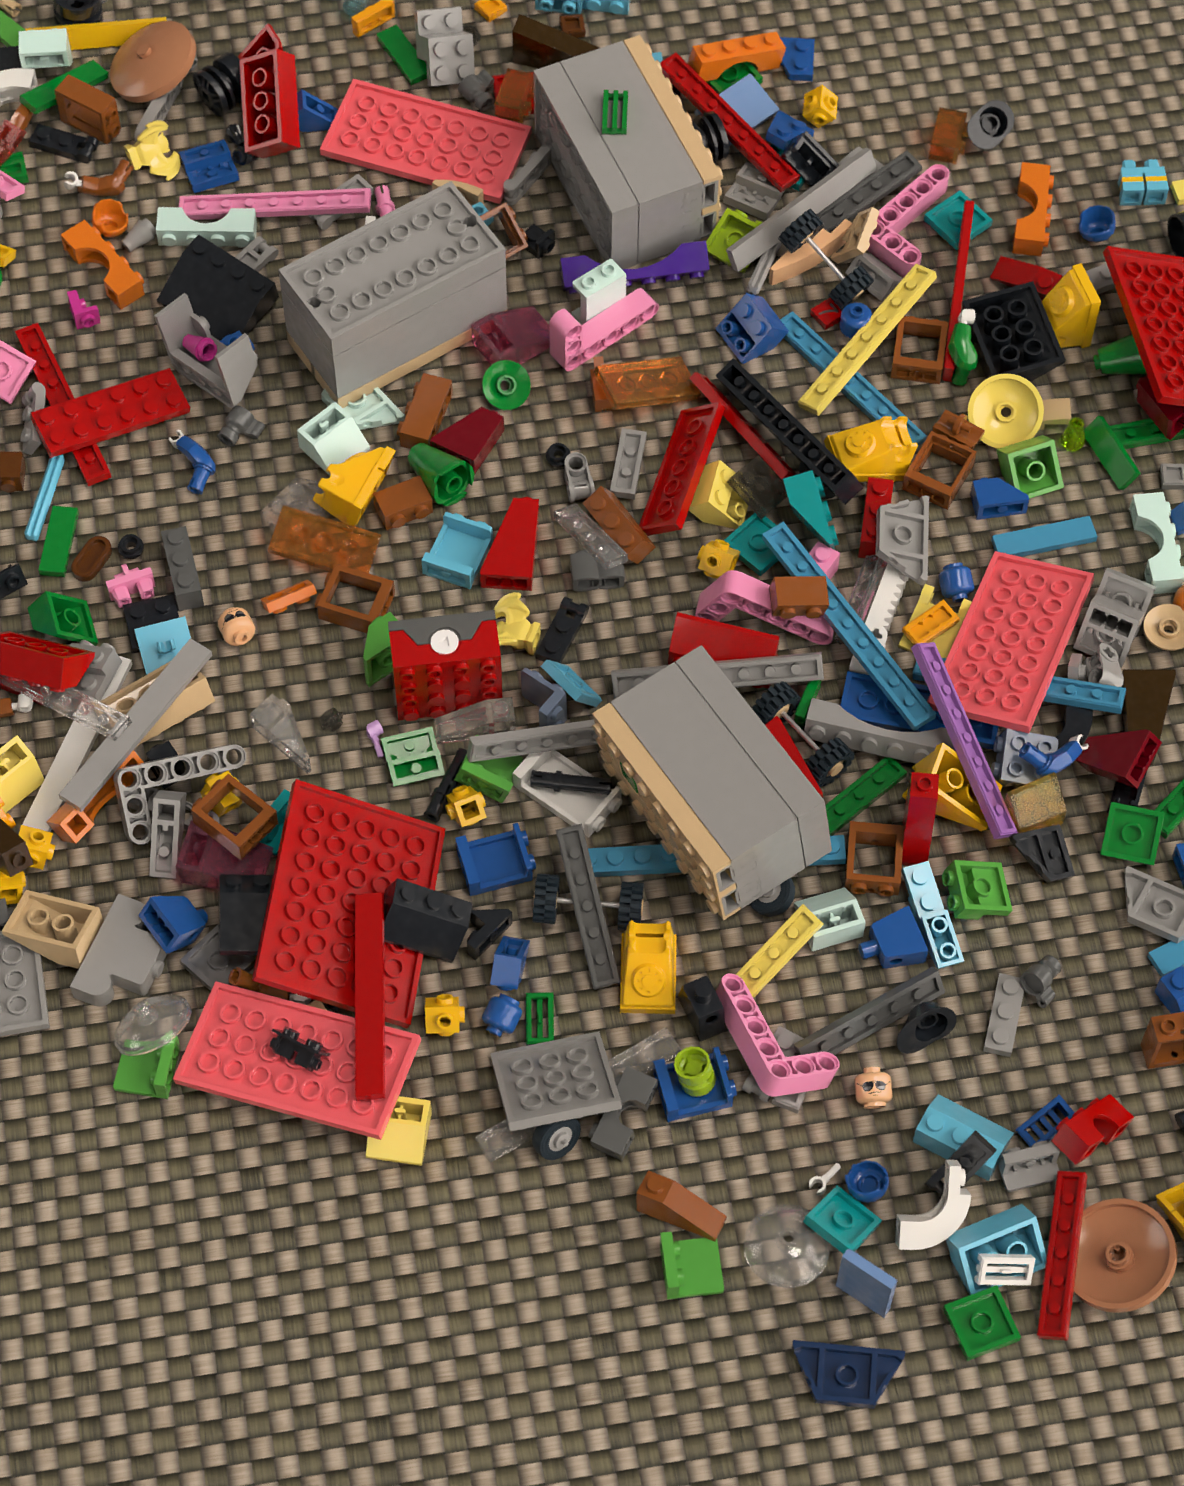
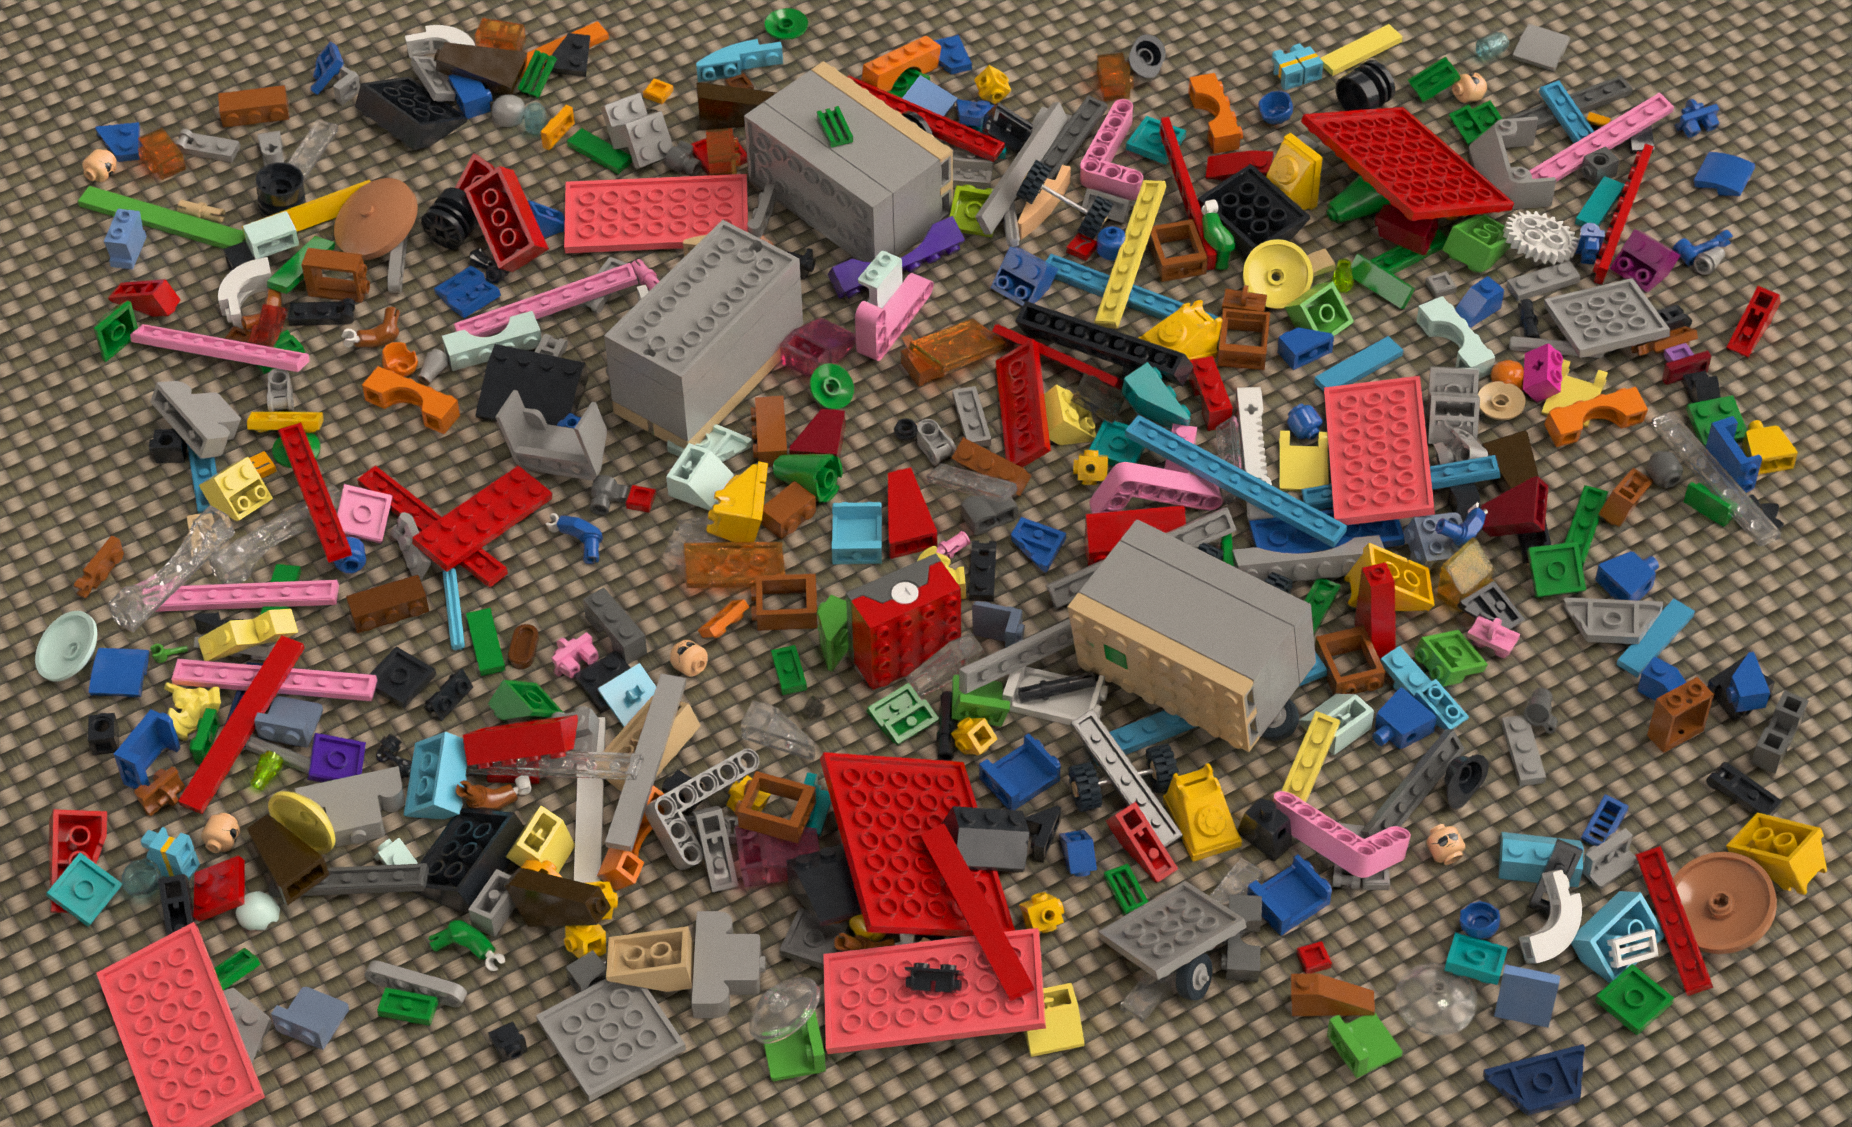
camera: 20 degrees left, 10 degrees down
(83, 316) = (409, 446): dark pink bracket -> none
(130, 541) = (555, 619): black plate -> none
(150, 150) = (409, 293): light yellow animal -> none
(173, 921) = (763, 919): blue torso -> none
(201, 347) = (542, 436): dark pink cone -> none
(271, 441) = (640, 498): none -> red tile
(325, 672) = (789, 670): none -> green plate
(373, 730) = (856, 706): lavender hand -> none
(502, 1015) = (1093, 896): blue head -> none
(536, 598) = (953, 545): none -> bright pink pin
(571, 683) = (1027, 609): medium azure tile -> none
(576, 977) = (1141, 842): none -> red slope
(629, 620) = (1038, 542): none -> blue wing
(687, 1158) = (1314, 958): none -> red tile
(694, 1071) = (1288, 881): lime wheel -> none
(799, 596) = (1185, 467): dark orange brick -> none
(824, 1179) = (1440, 933): white hand -> none
(858, 235) = (1081, 173): tan wing -> none
(904, 537) = (1247, 396): light grey wing -> none
(931, 623) = (1301, 461): light orange plate -> none
(964, 740) = (1384, 537): medium lavender tile -> none
(1032, 882) = (1493, 636): none -> bright pink hips
(1100, 1121) = (1647, 808): red arch -> none

